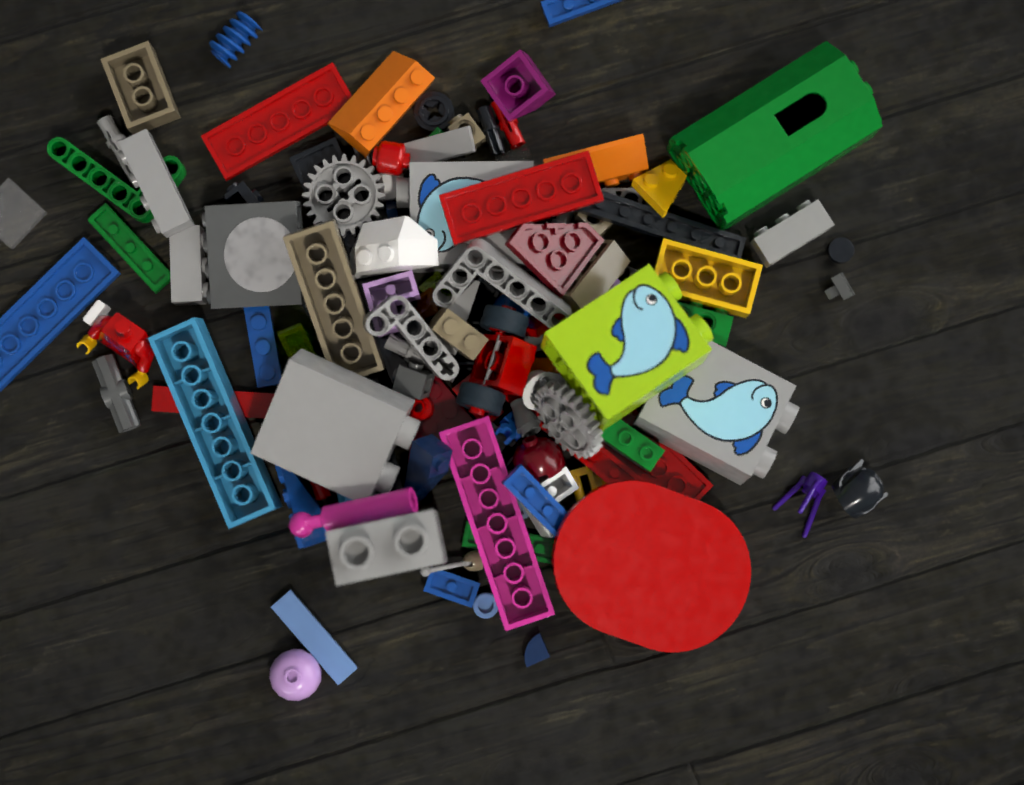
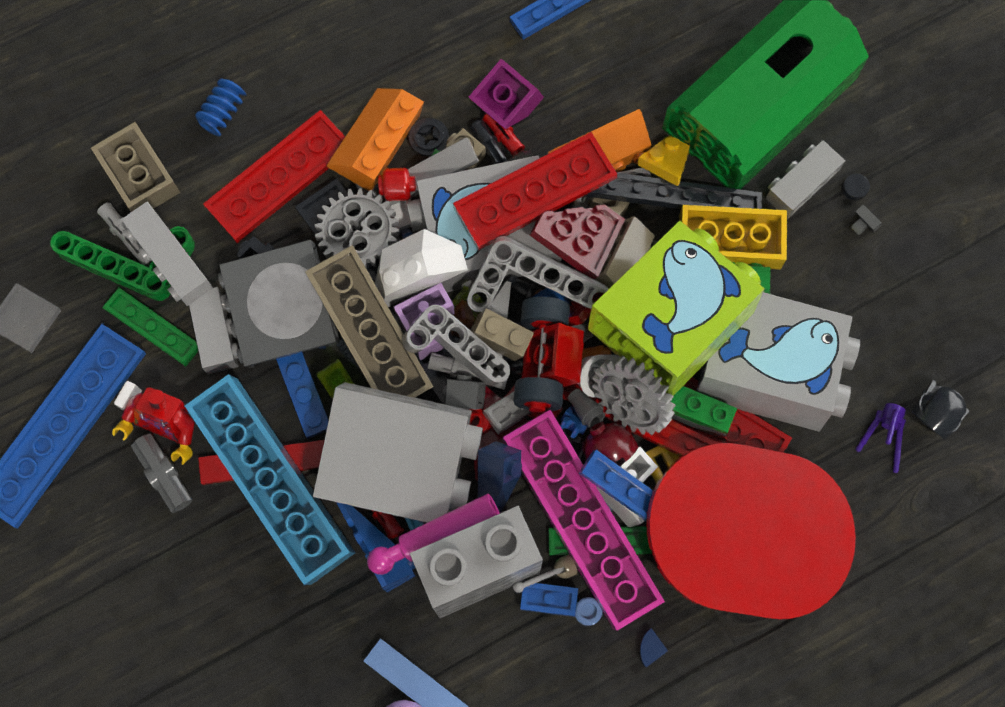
camera: 10 degrees left, 10 degrees down
(445, 407) = (505, 414): none -> light grey plate

